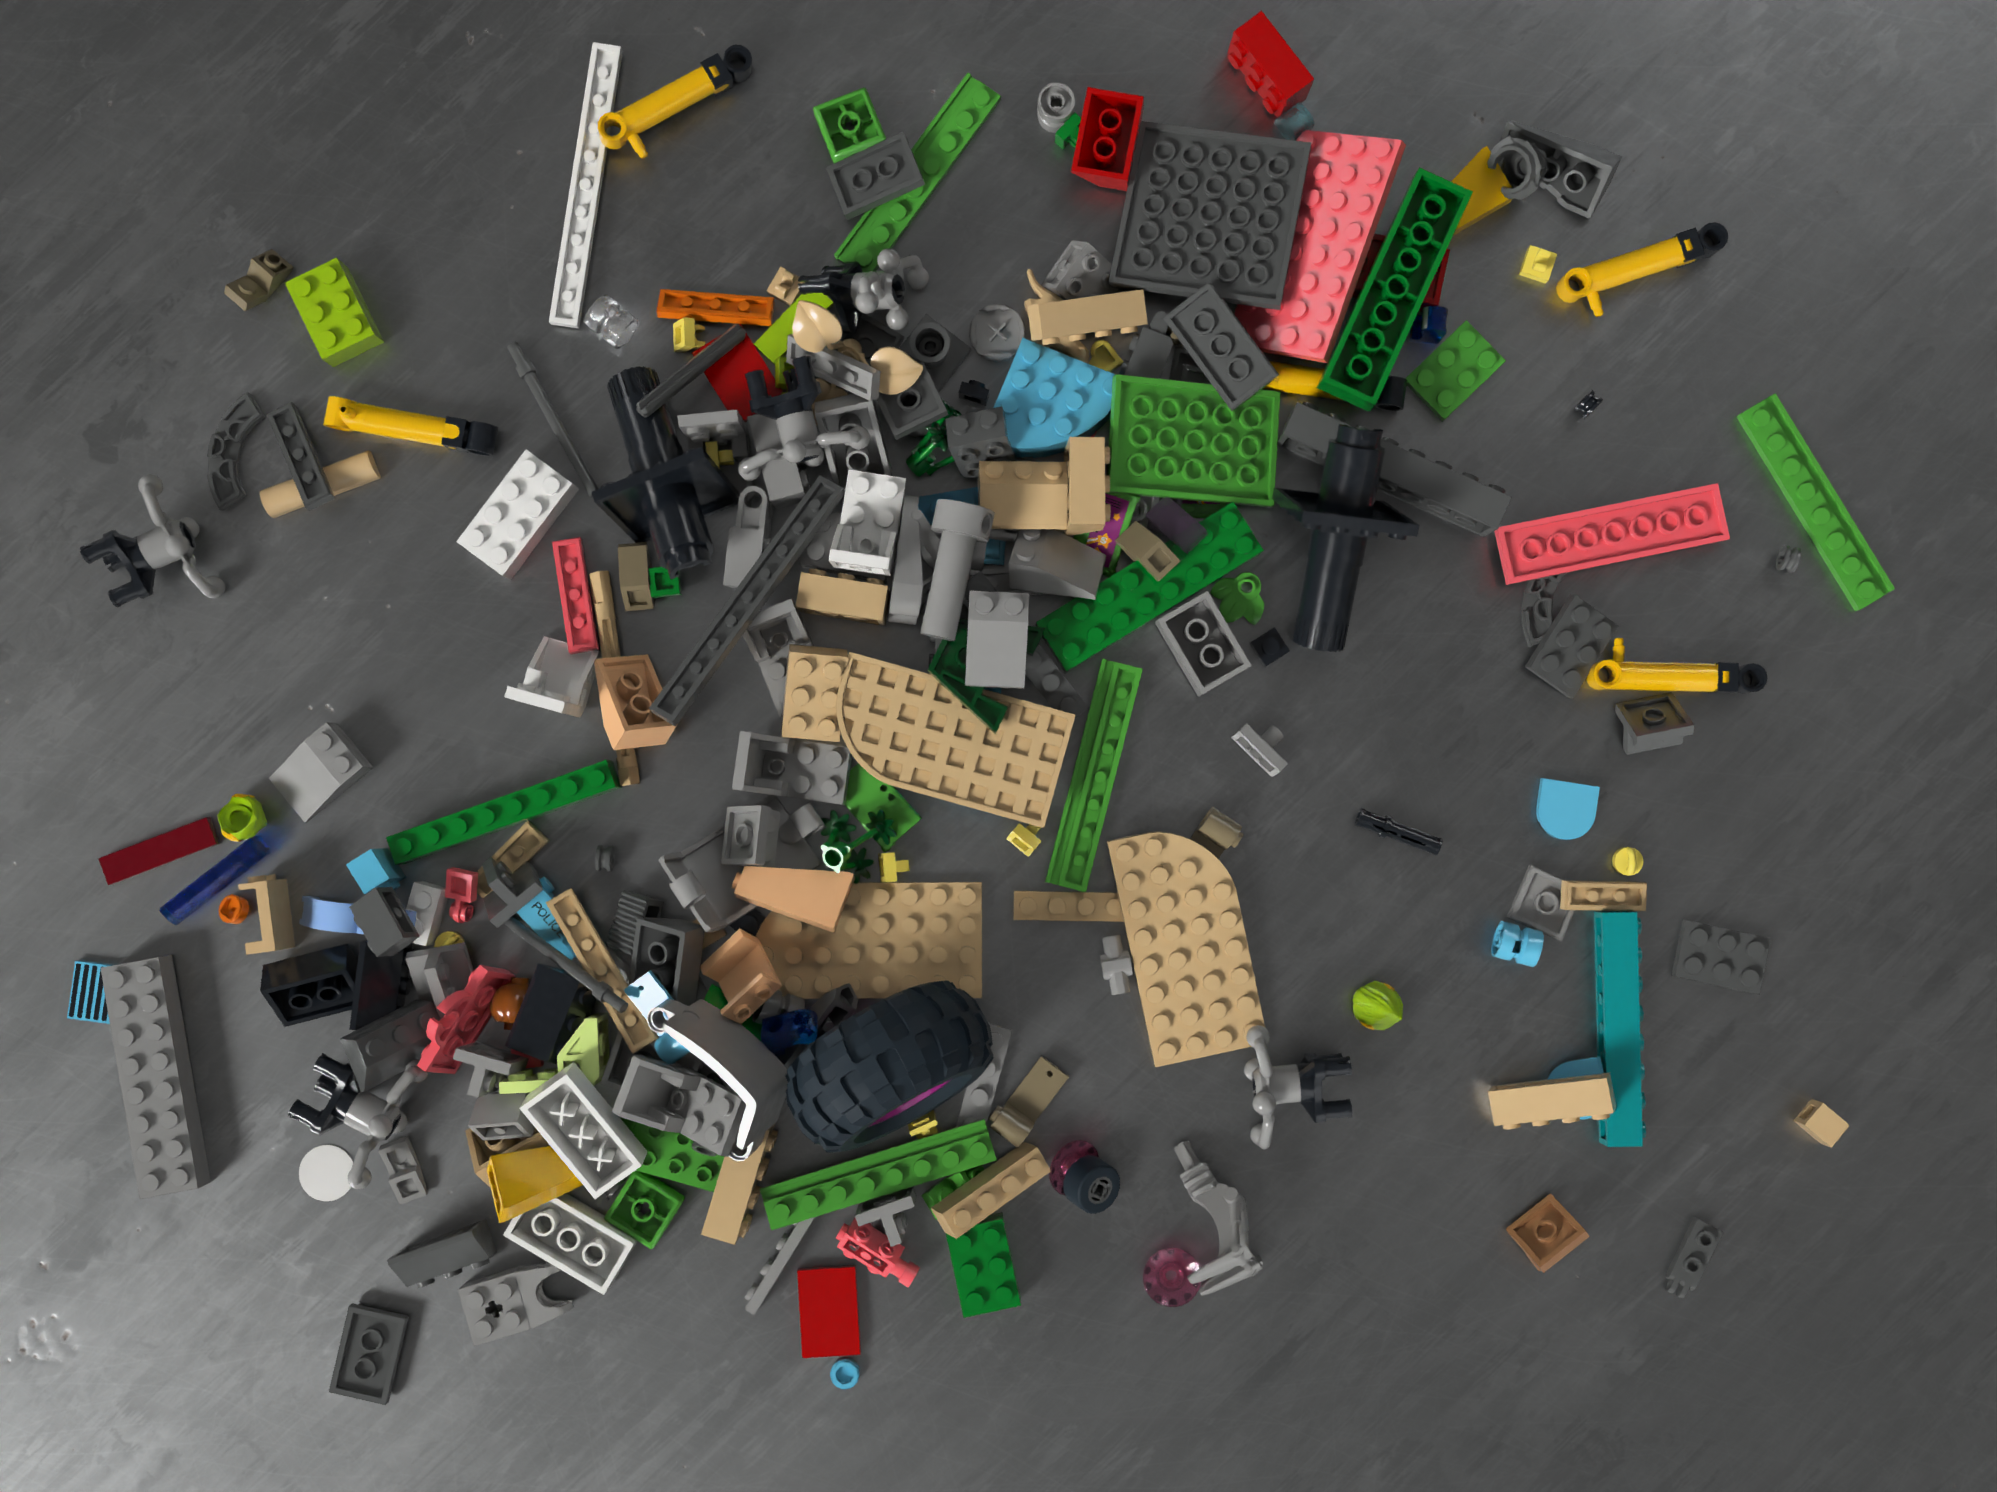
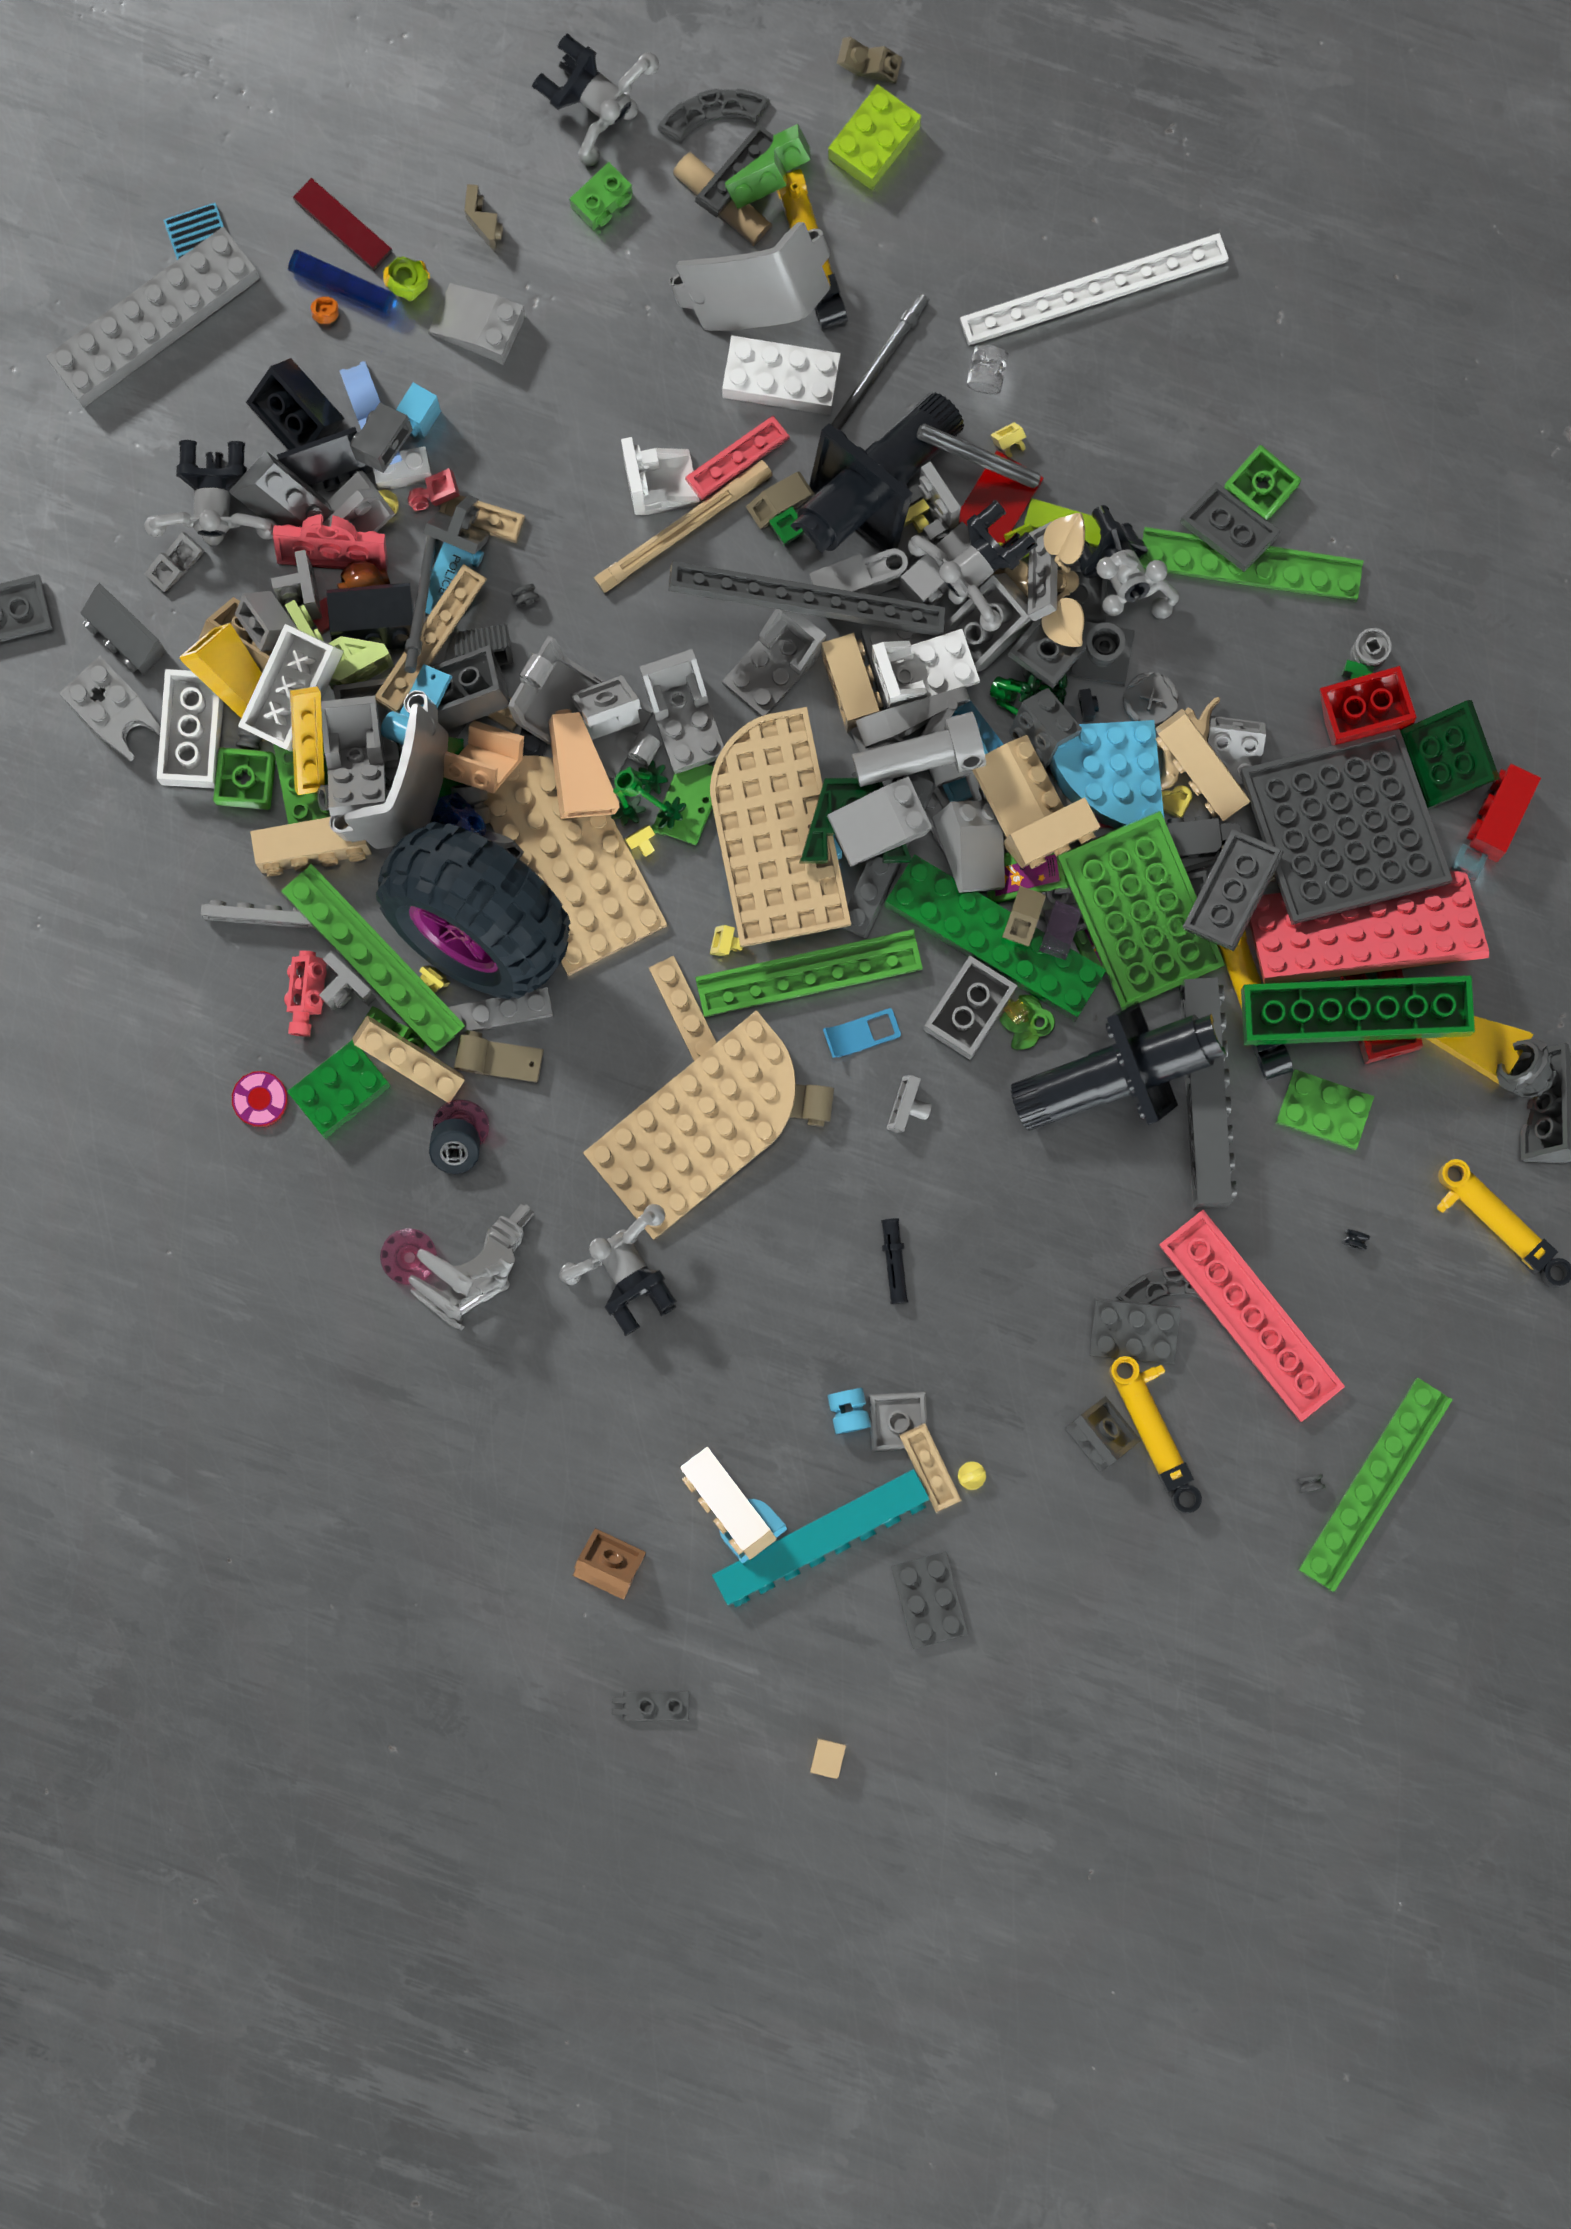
camera: 65 degrees right, 5 degrees down
(228, 717) = (484, 223): none -> dark tan slope
(259, 595) = (602, 196): none -> bright green brick
(273, 914) = (338, 345): tan panel -> none
(315, 426) = (769, 170): none -> bright green arch
(325, 1172) = (138, 499): white sticker -> none
(421, 494) = (756, 286): none -> light grey panel
(503, 812) = (522, 492): green brick -> none
(625, 693) = (678, 538): light nougat slope -> none
(642, 1141) = (307, 740): none -> yellow plate
(710, 78) = (1241, 346): yellow piece -> none
(715, 307) = (1046, 450): orange tile -> none
(785, 286) = (1095, 497): tan tile -> none
(812, 692) = (756, 693): tan brick -> none
(829, 1311) = (232, 980): red tile -> none
(845, 1373) = (186, 1020): medium azure tile -> none
(953, 1341) = (259, 1099): none -> tile
(1116, 965) = (654, 1074): light grey axle -> none
(1171, 760) = (857, 1035): none -> dark azure piece
(1191, 84) = (1449, 754): none -> dark green plate
(1228, 602) = (1016, 1011): none -> clear yellow plate
(1269, 647) = (998, 1070): black plate -> none
(1377, 1006) = (733, 1318): lime hair -> none
(1429, 326) = (1350, 1065): clear blue leg -> none
(1538, 264) = (1457, 1135): light yellow tile -> none
(1566, 808) = (990, 1398): medium azure tile -> none

